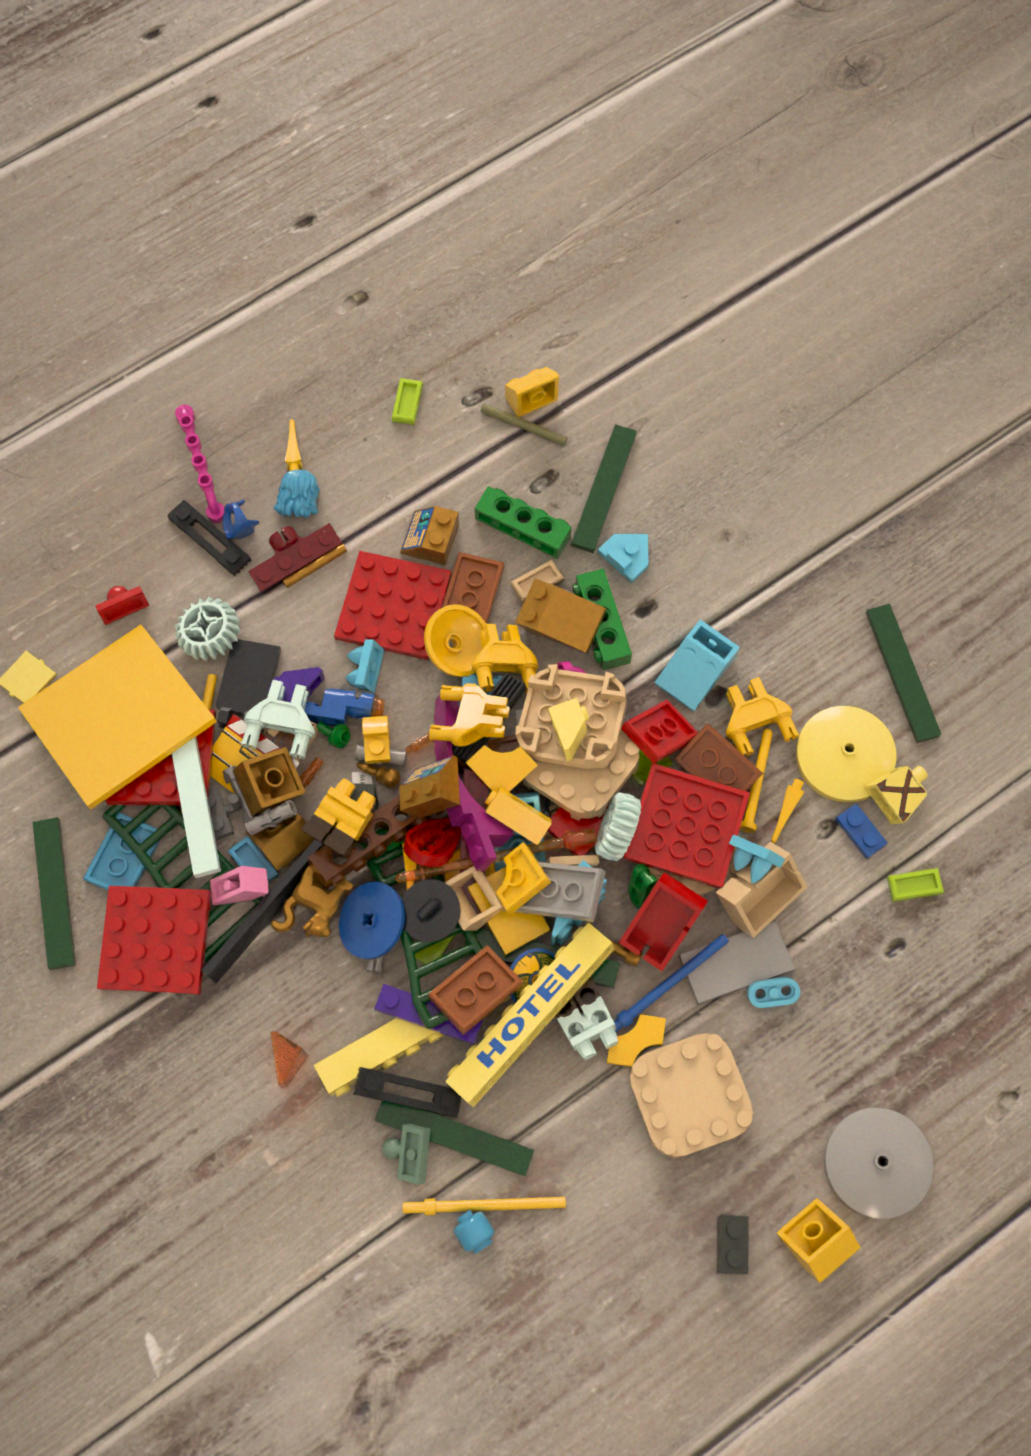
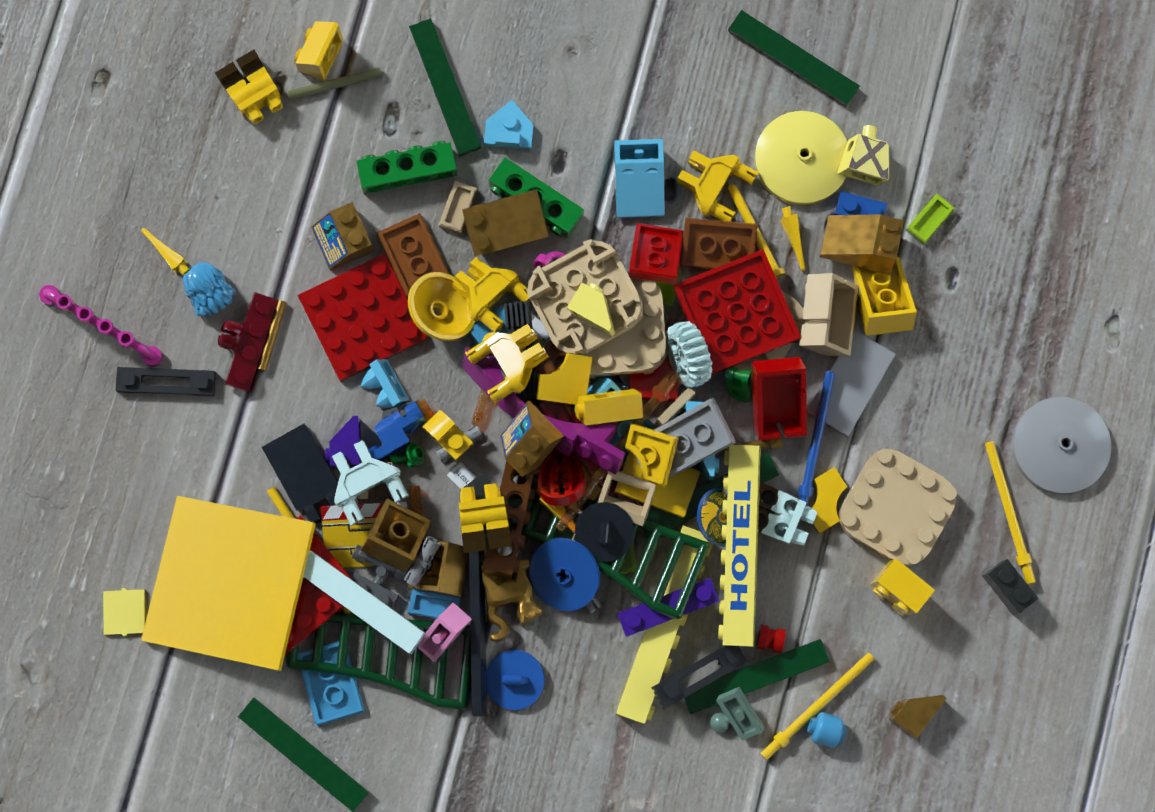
camera: 45 degrees left, 10 degrees up
(121, 603) = (146, 491): red tile -> none
(154, 940) = (414, 724): red plate -> none
(196, 624) = (223, 471): light aqua gear -> none
(242, 526) = (187, 350): blue piece -> none
(262, 973) = (515, 679): none -> blue shield
(287, 1057) = (589, 723): clear orange slope -> none
(389, 777) = (480, 456): pearl gold bar -> none
(407, 401) = (223, 138): lime tile -> none
(455, 387) = (252, 96): none -> yellow hips
(475, 989) = (689, 562): dark orange tile -> none
(490, 1108) = (765, 639): none -> red wheel
(560, 1282) = (915, 713): none -> pearl gold slope
(636, 1163) = (901, 588): none -> yellow brick
(762, 859) = (817, 295): medium azure tile -> none
(765, 1231) = (1023, 558): none -> yellow bar
(772, 992) = (895, 386): medium azure plate -> none
(819, 1240) = (1064, 533): yellow slope -> none
(822, 914) = (884, 300): none -> yellow slope
(841, 855) = (863, 241): none -> pearl gold slope

